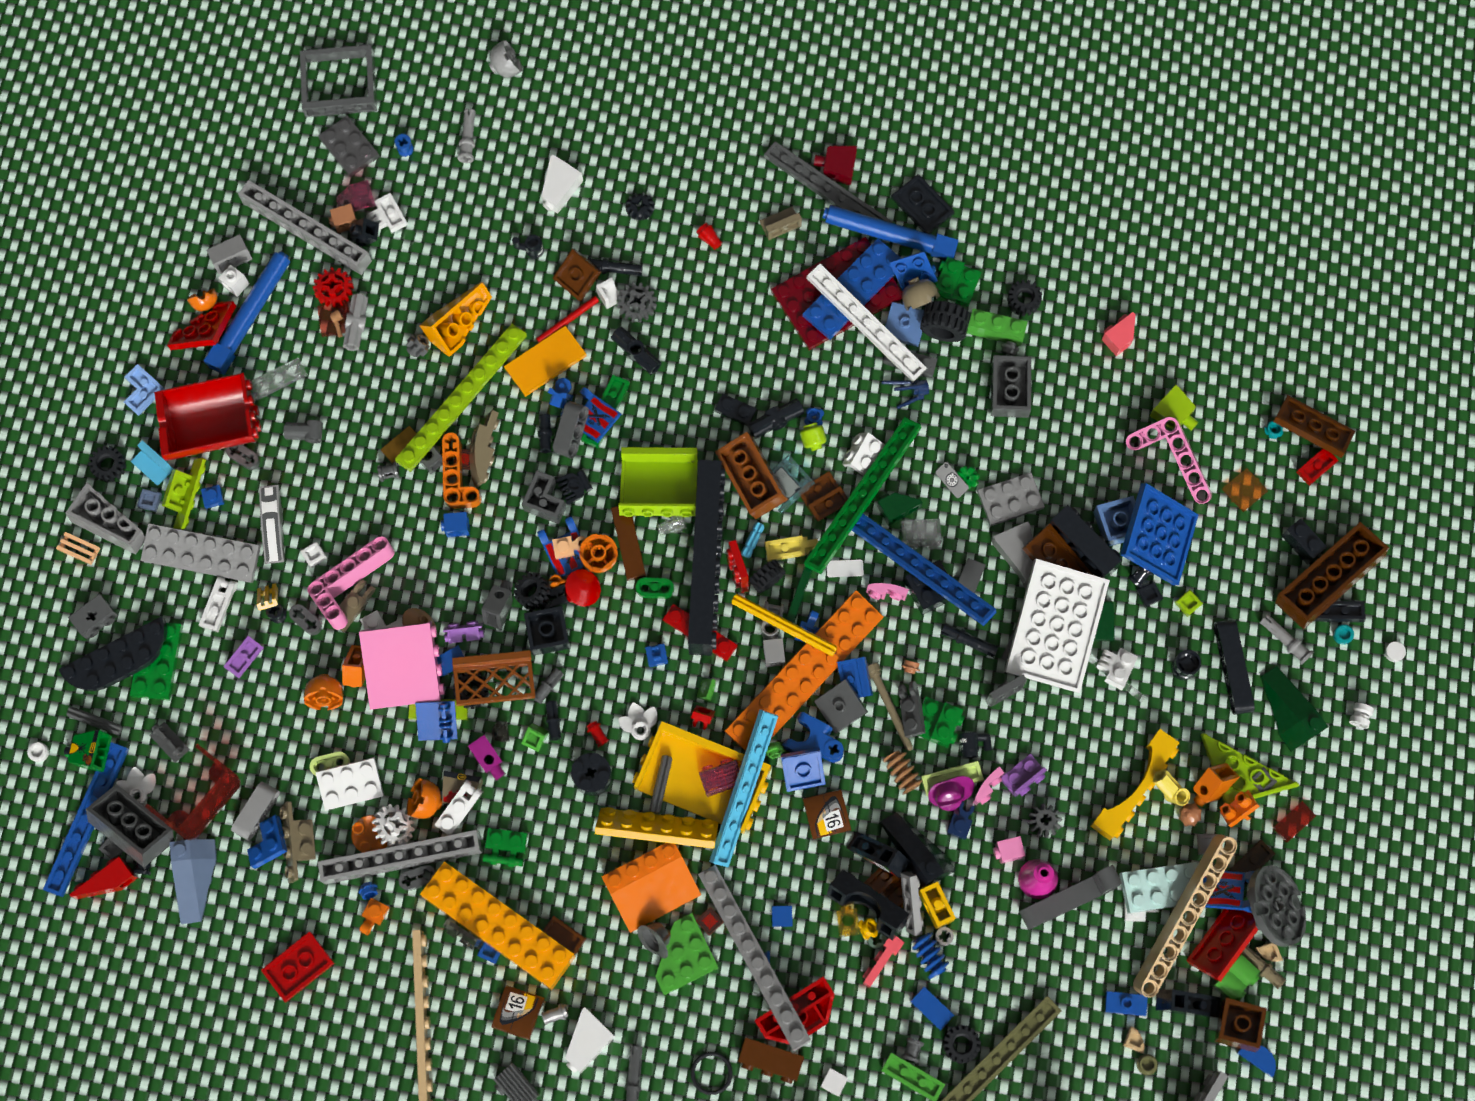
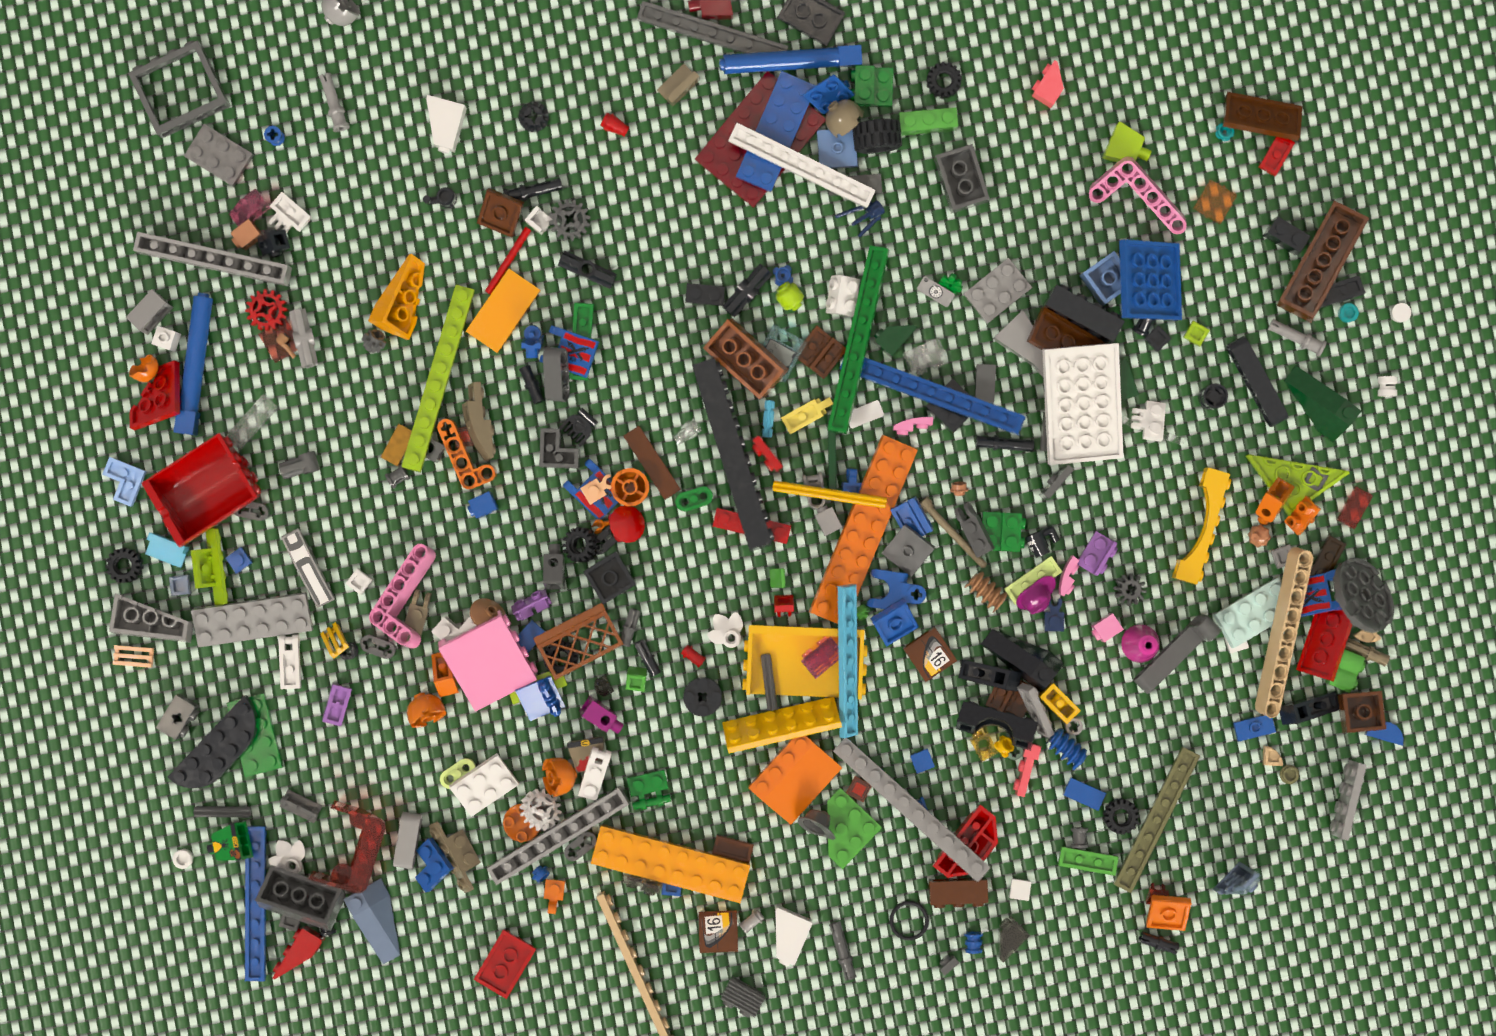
camera: 20 degrees left, 15 degrees up
(656, 655) = (719, 562): blue tile -> none
(658, 481) = (659, 396): lime panel -> none
(767, 576) = (796, 451): black tyre -> none
(1009, 348) = (946, 138): dark grey plate -> none
(1171, 788) = (1235, 519): light yellow piece -> none

